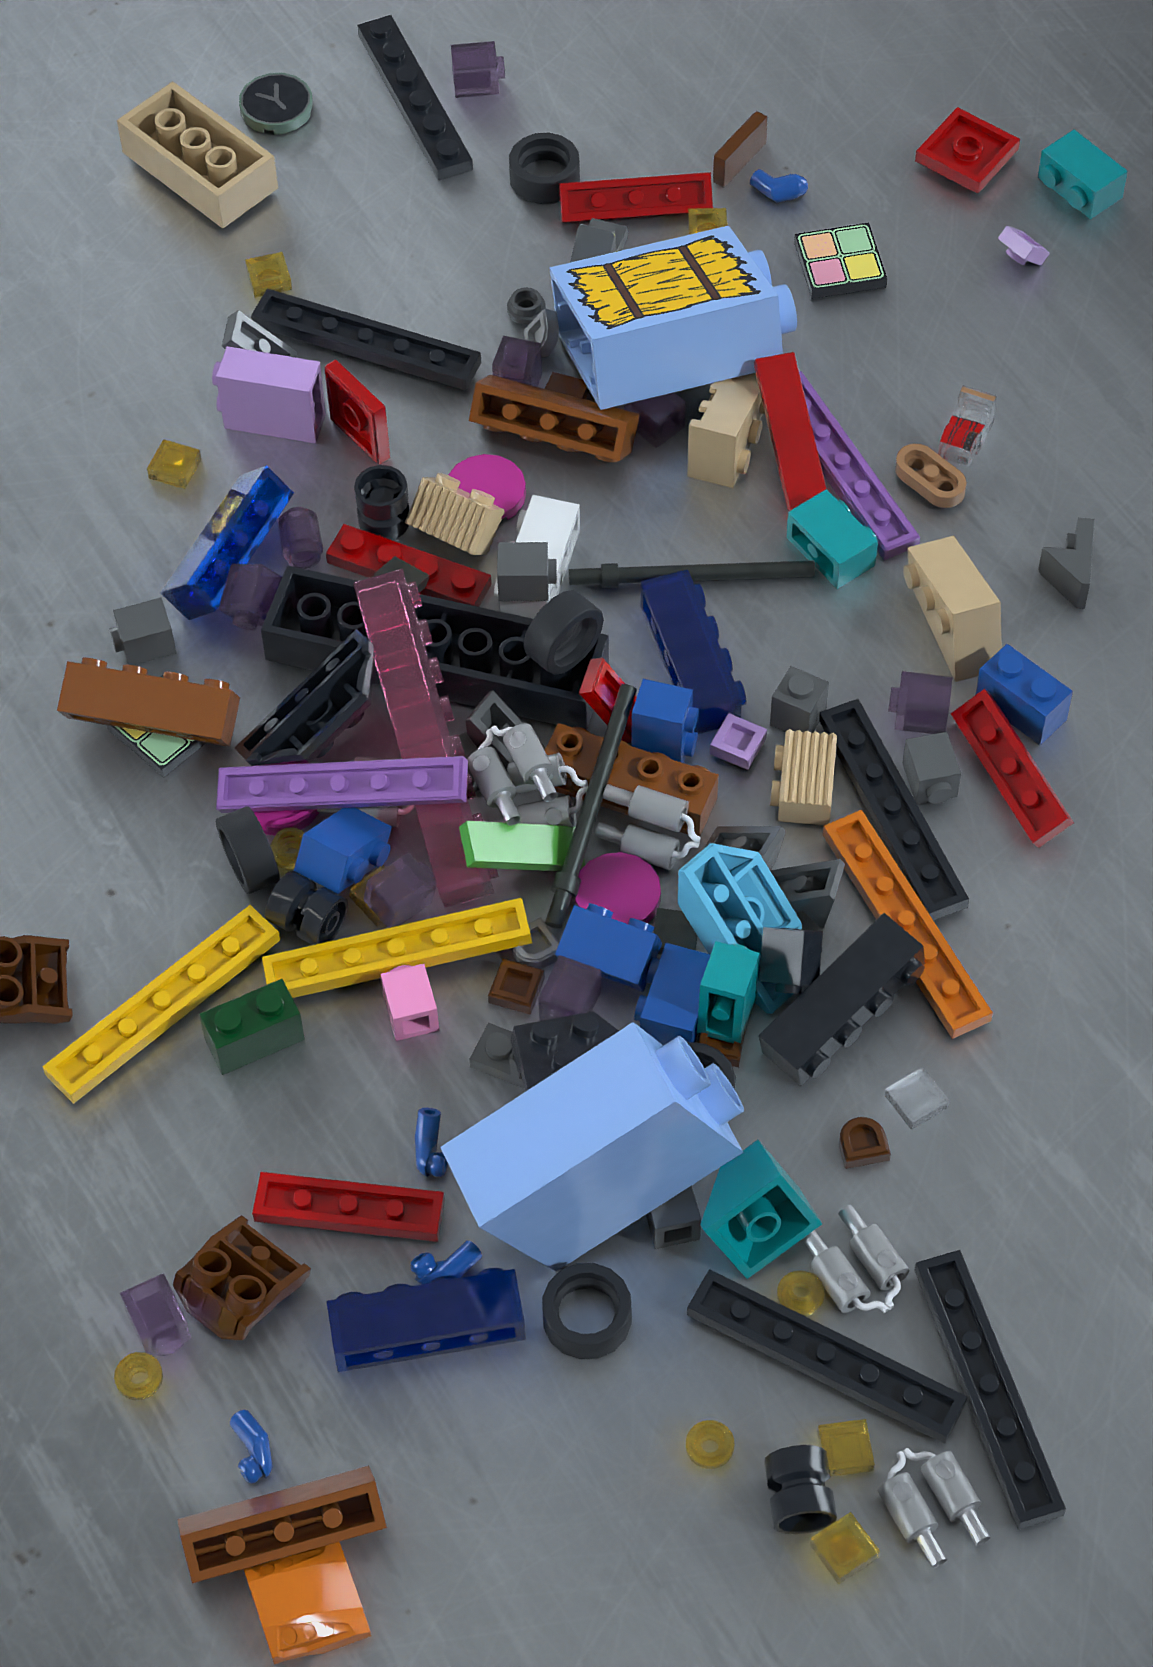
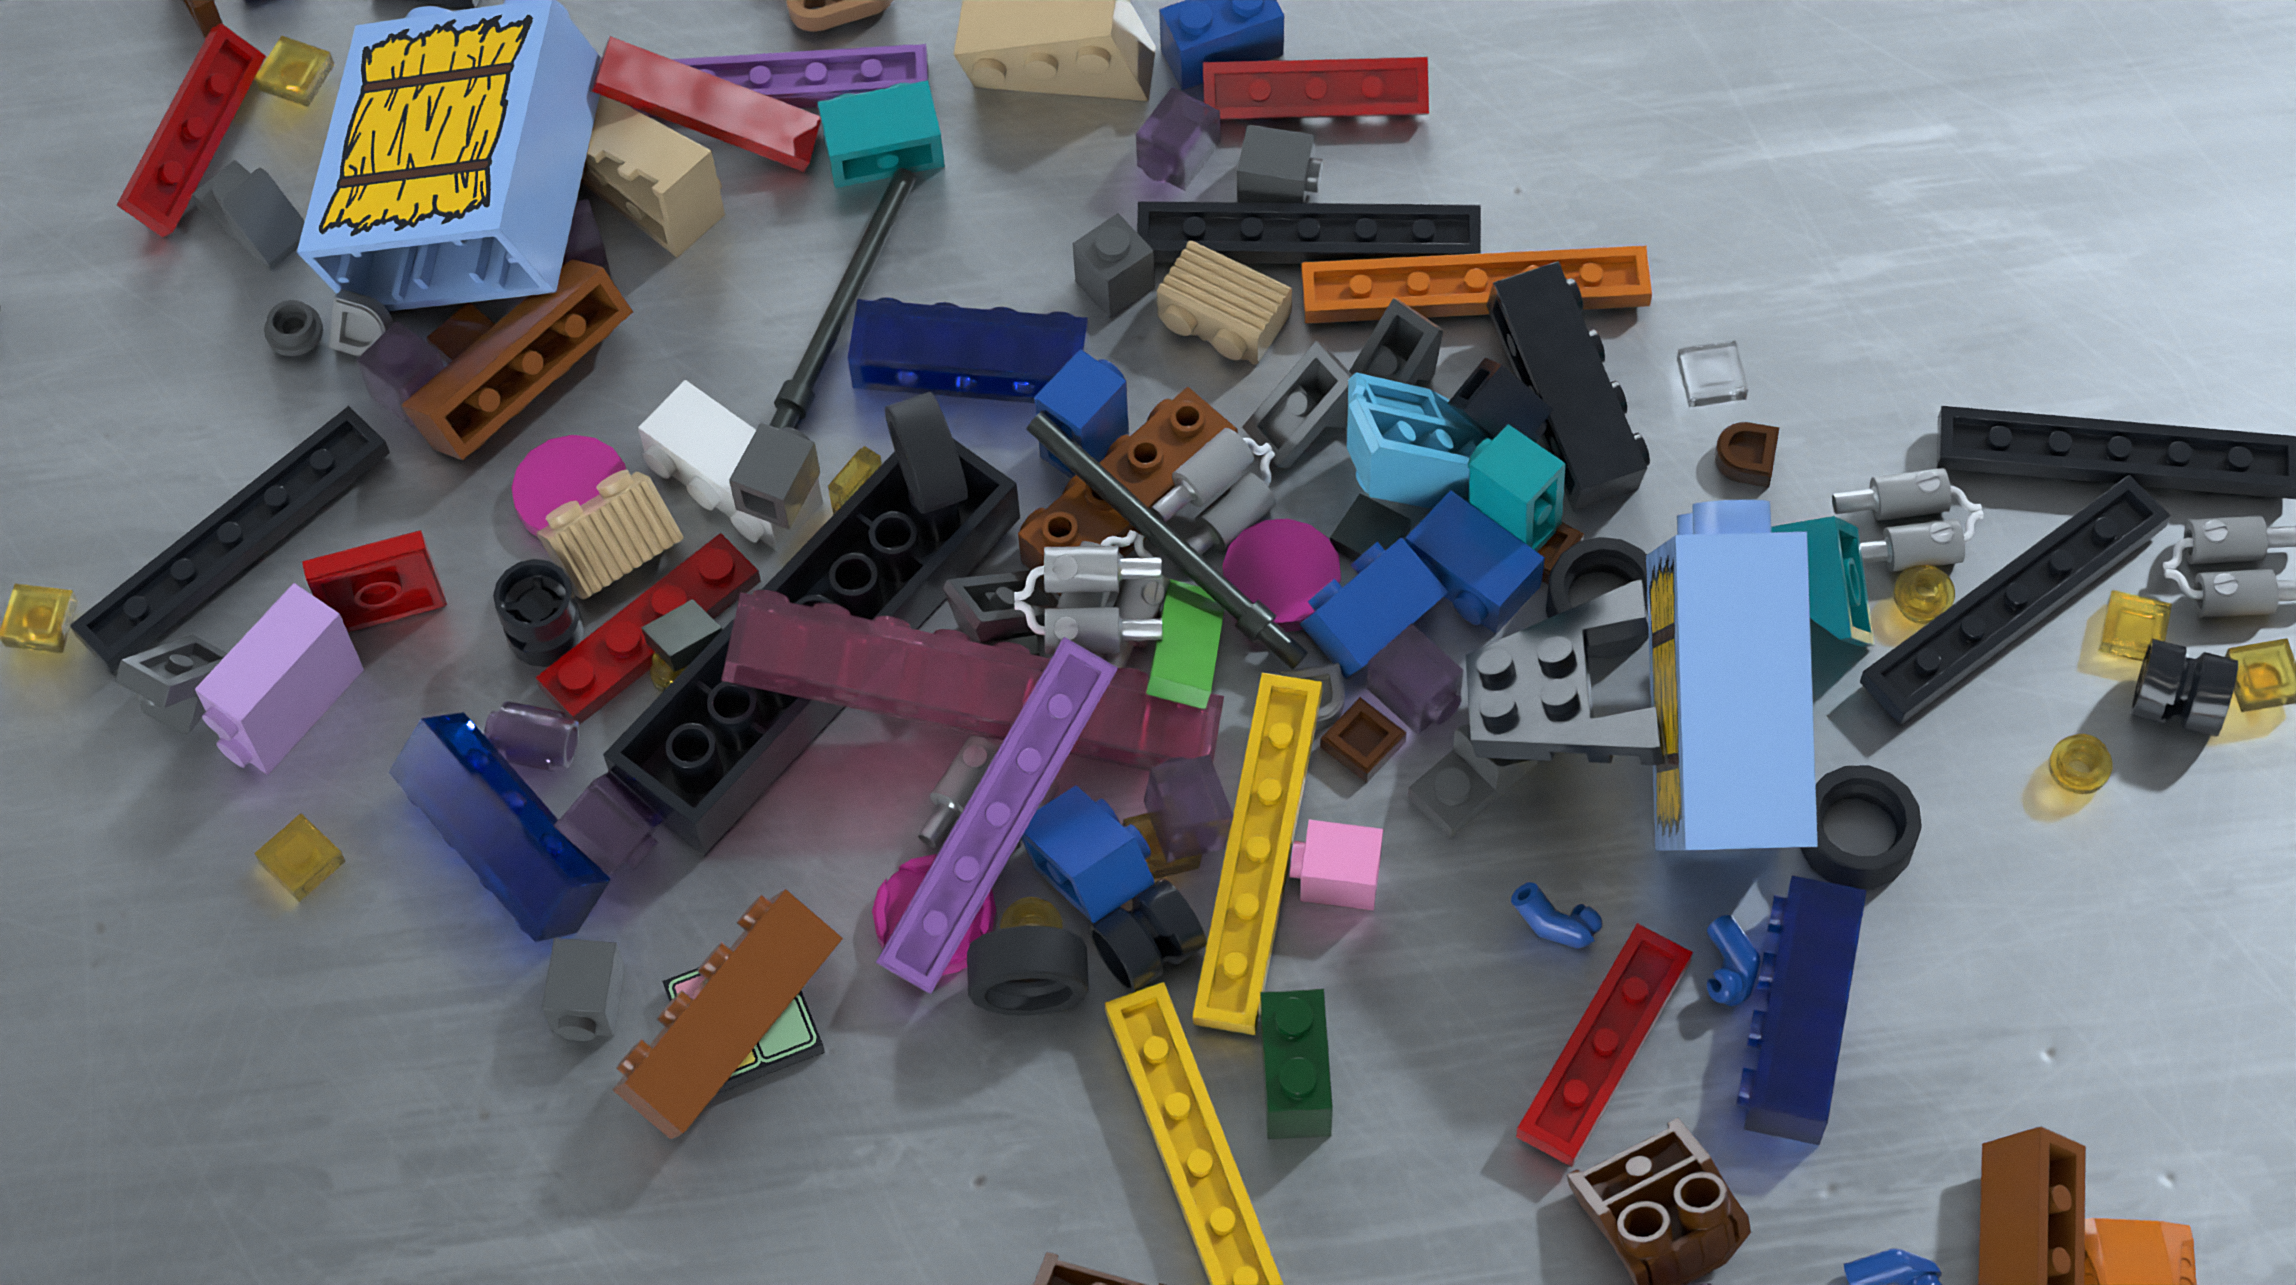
camera: 65 degrees left, 5 degrees up
(316, 709) = (861, 800): black wedge -> none
(542, 147) = (56, 183): black tyre -> none
(601, 690) = (1014, 459): red tile -> none
(738, 741) = (1132, 351): lavender plate -> none

